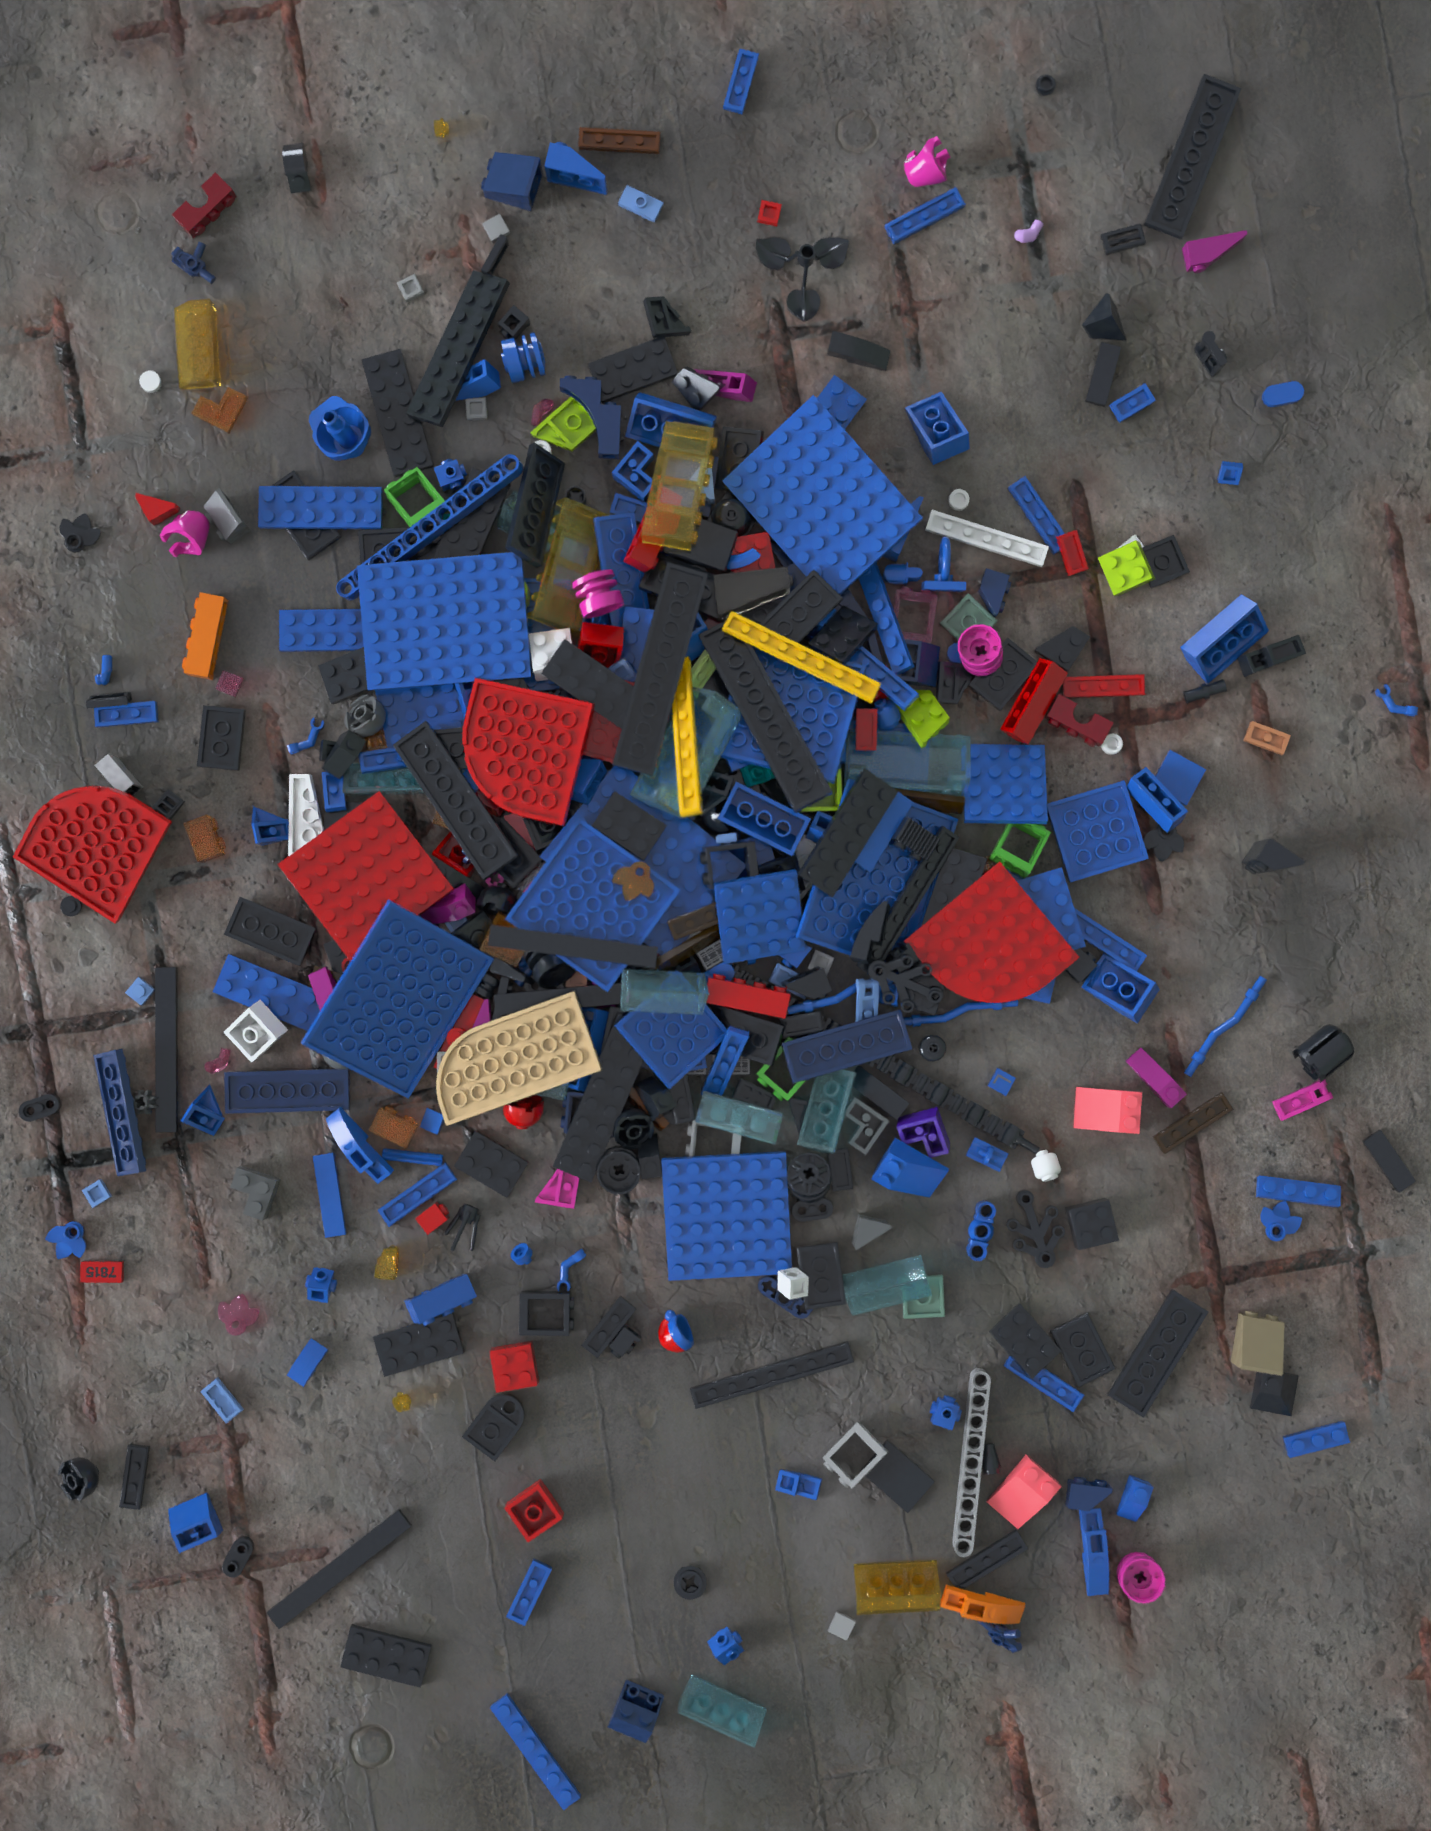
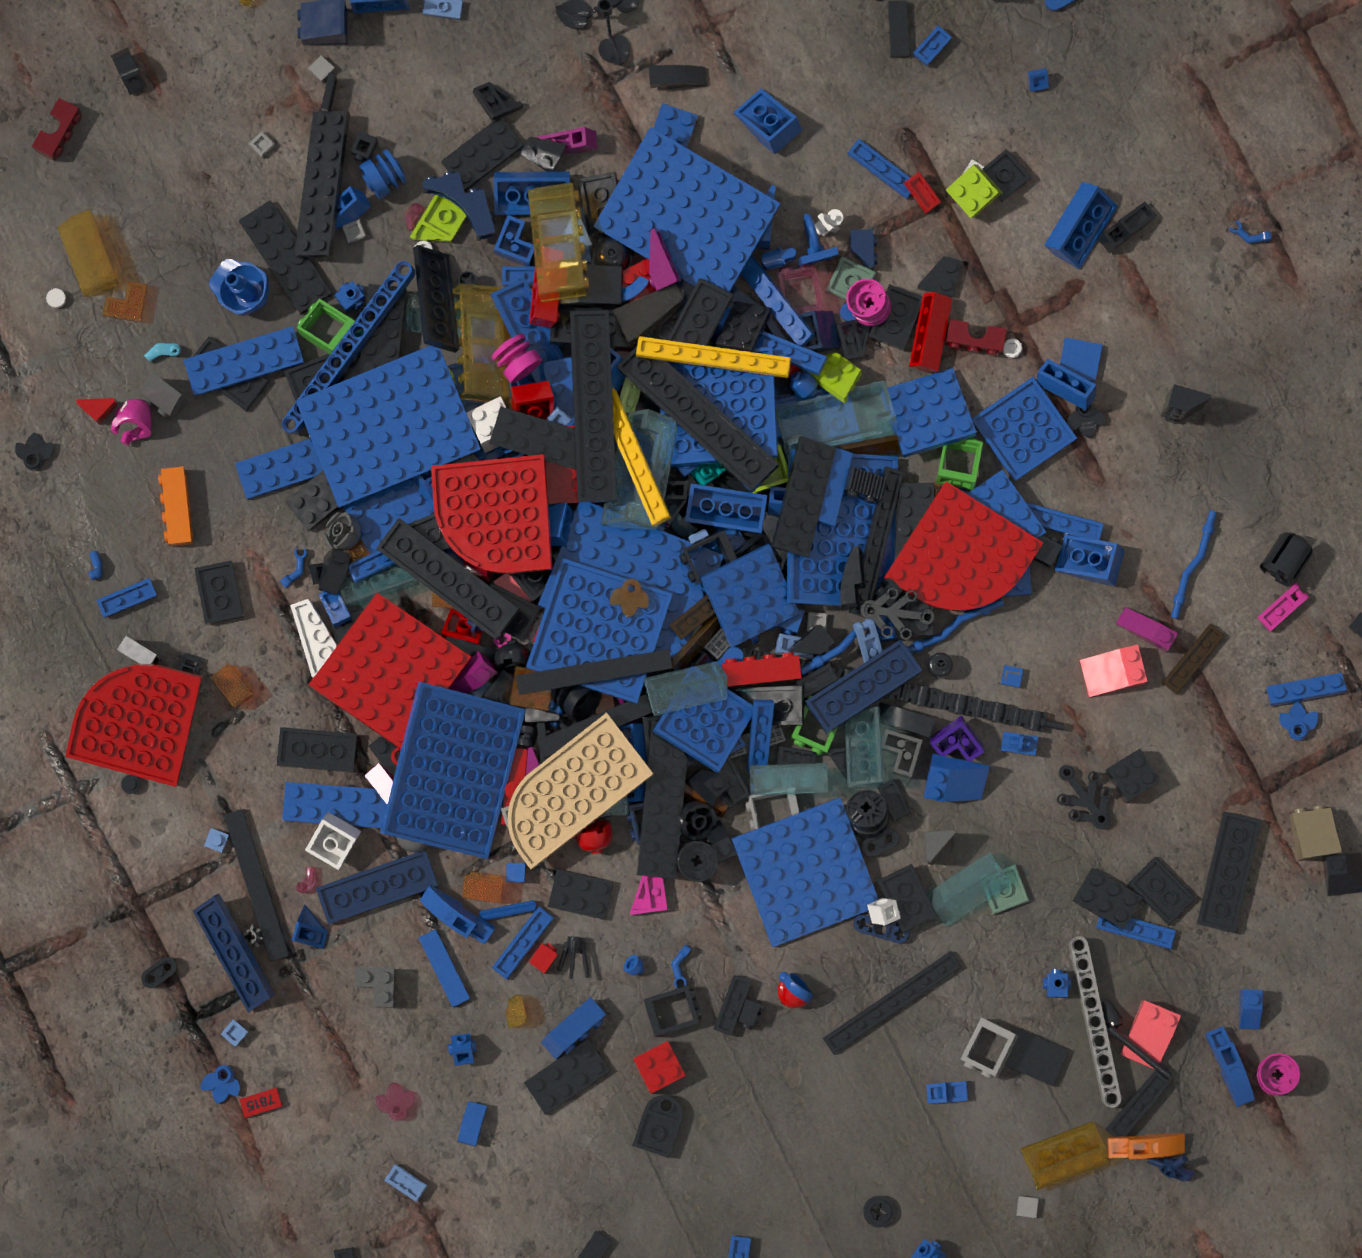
camera: 15 degrees left, 5 degrees down
(107, 700) = (107, 590): black tile -> none
(192, 263) = (61, 184): dark blue piece -> none
(229, 683) = (211, 542): clear pink plate -> none
(242, 468) = (163, 349): none -> medium azure arm
(268, 827) = (287, 658): blue slope -> none
(401, 1402) = (568, 1132): clear yellow plate -> none
(534, 1510) = (718, 1189): red brick -> none
(629, 826) = (609, 552): black plate -> none
(778, 544) = (661, 265): none -> magenta slope
(866, 729) = (790, 402): red tile -> none
(958, 499) = (807, 177): white tile -> none
(966, 553) = (829, 222): none -> white hips
(979, 1220) = (1033, 822): blue piece -> none
(987, 538) = (847, 203): white plate -> none
(1006, 1507) = (1139, 1052): none -> black bar
(1046, 1166) = (1075, 737): white head -> none
(1086, 1494) = (1206, 1018): dark blue slope -> none
(1104, 686) = (988, 300): red tile -> none
(1205, 691) = (1078, 276): black pin -> none
(1267, 738) = (1146, 300): nougat plate -> none

